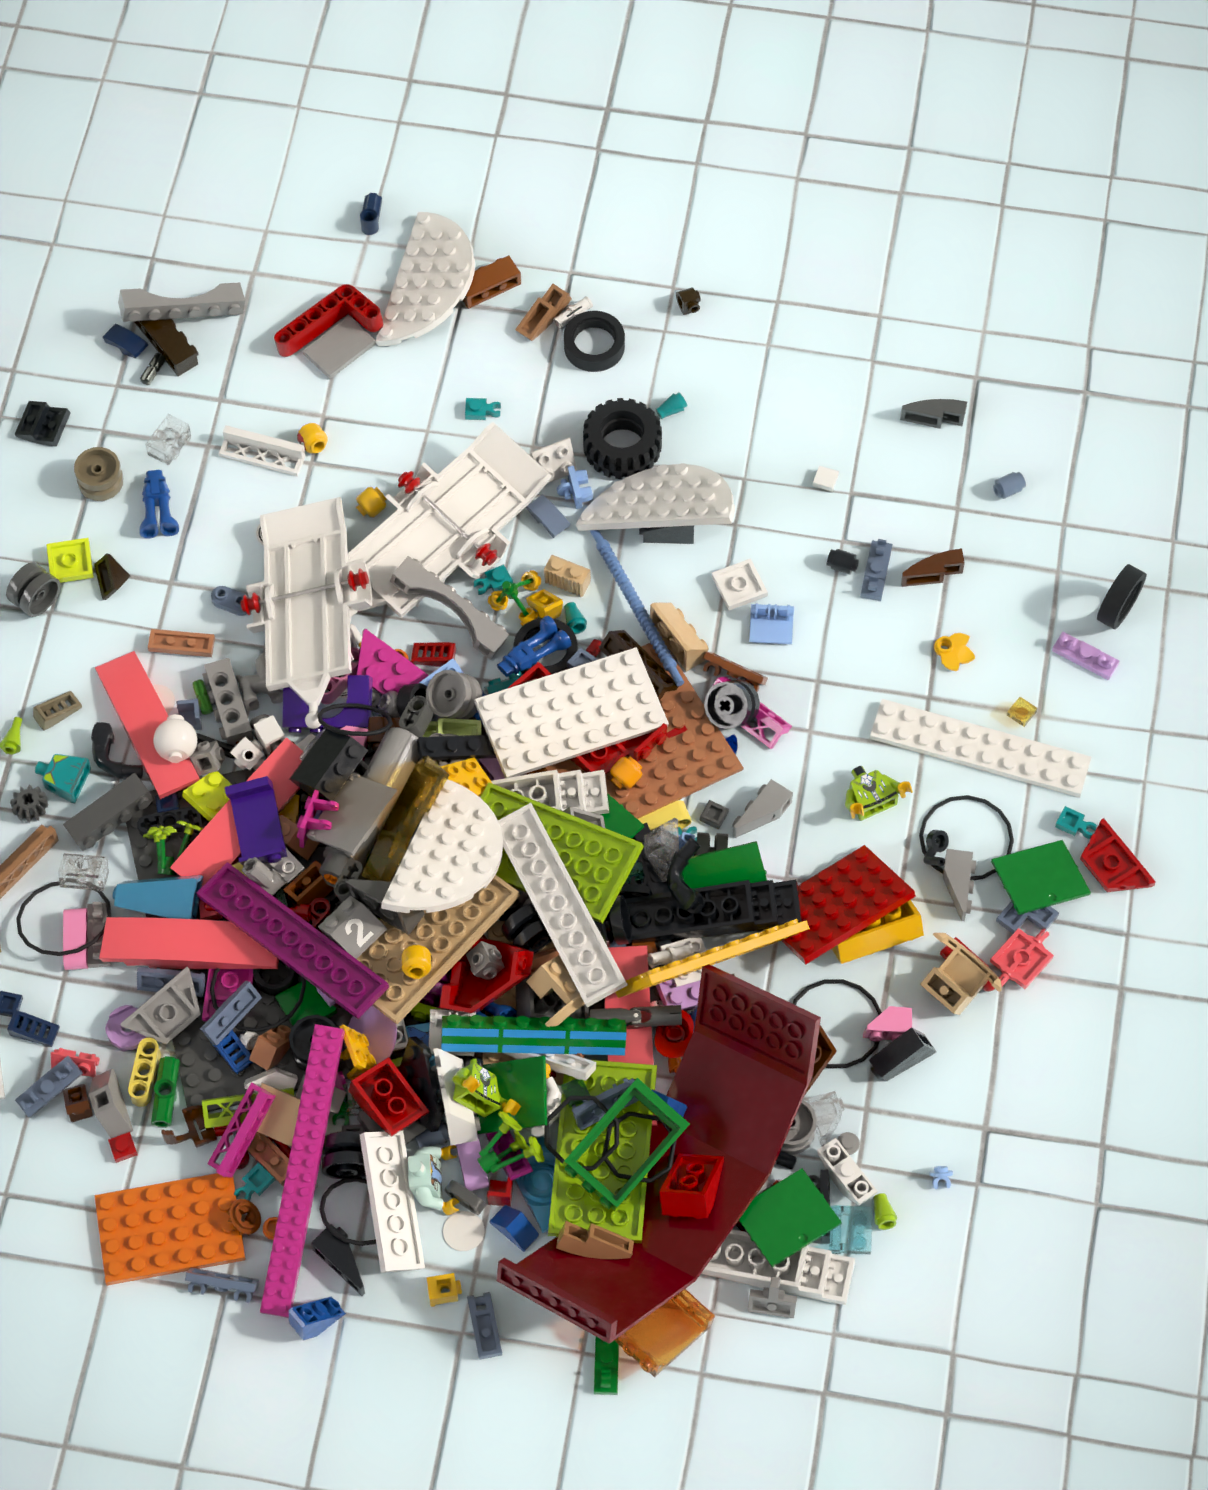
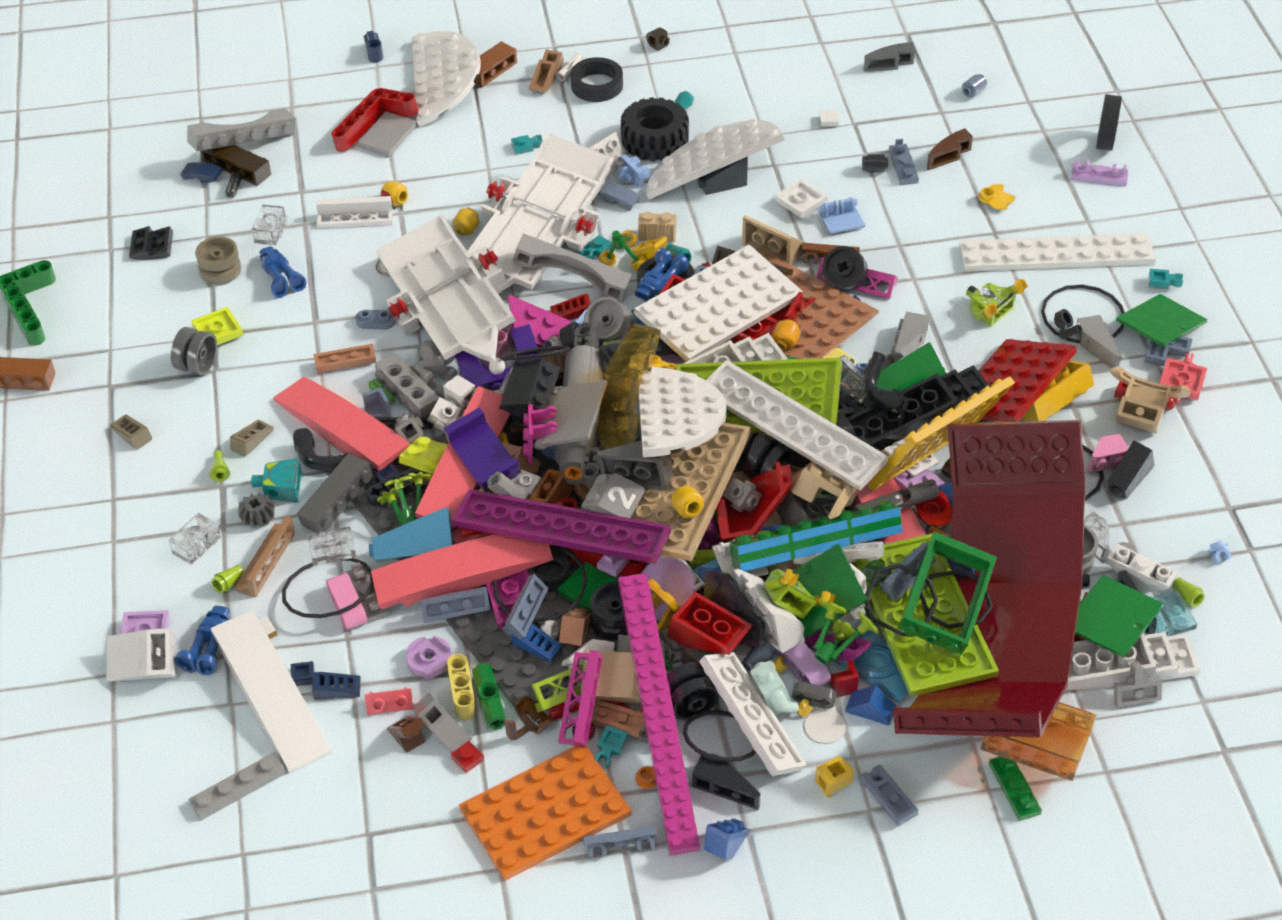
camera: 20 degrees left, 15 degrees down
(49, 1086) = (373, 725): sand blue plate -> none
(110, 575) = (257, 329): dark brown slope -> none
(167, 1010) = (462, 626): light grey wing -> none
(175, 739) = (376, 417): white brick -> none
(252, 1220) = (615, 775): dark orange gear -> none
(593, 1242) = (958, 683): medium nougat slope -> none
(638, 608) = (777, 256): medium blue hose -> none
(691, 1186) = (1020, 614): red slope -> none
(714, 814) = (867, 351): dark grey tile -> none
(1022, 711) = (1075, 219): clear yellow plate -> none
(1113, 862) = (1211, 295): red wing -> none

